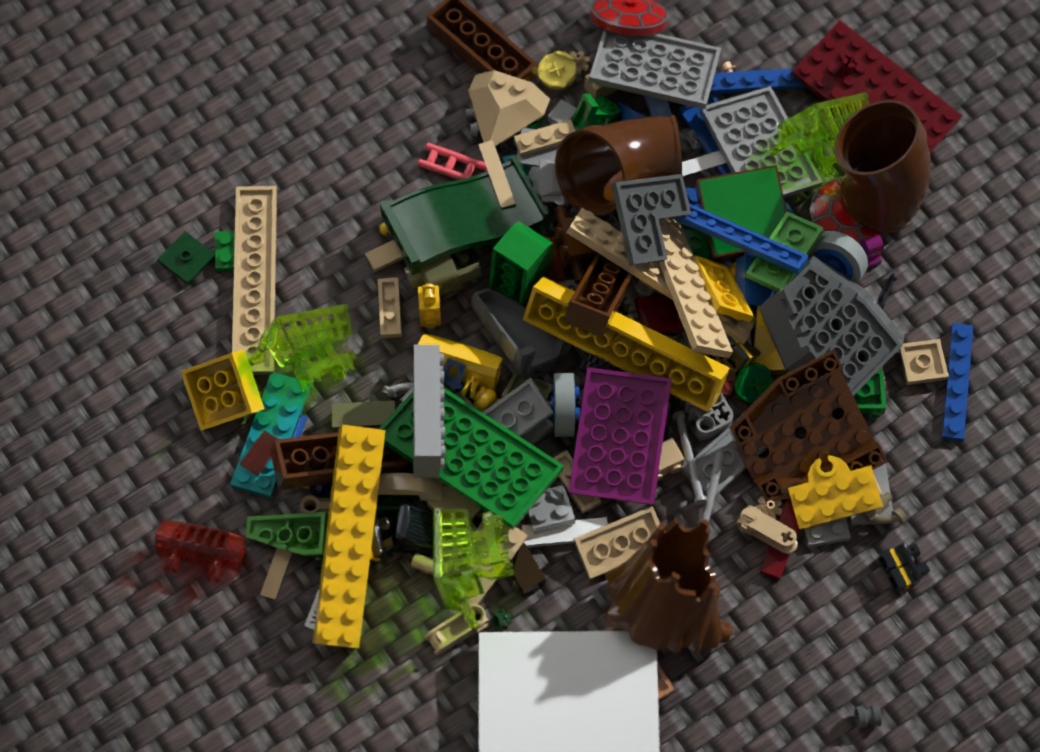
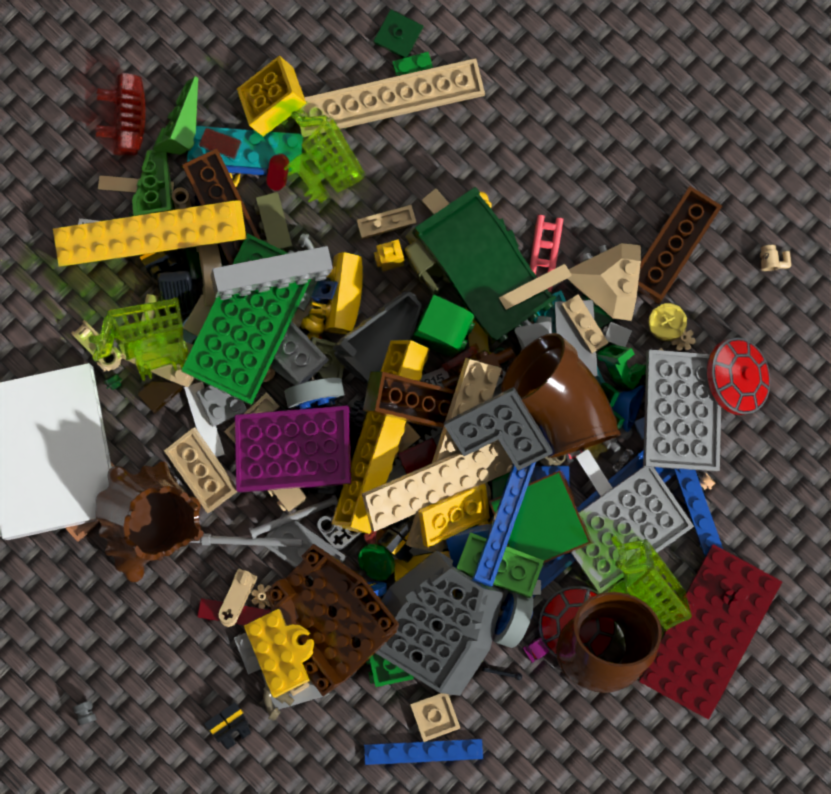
camera: 80 degrees right, 15 degrees up
(229, 492) = (181, 129): none -> bright green wedge
(308, 401) = (276, 174): none -> dark red tile

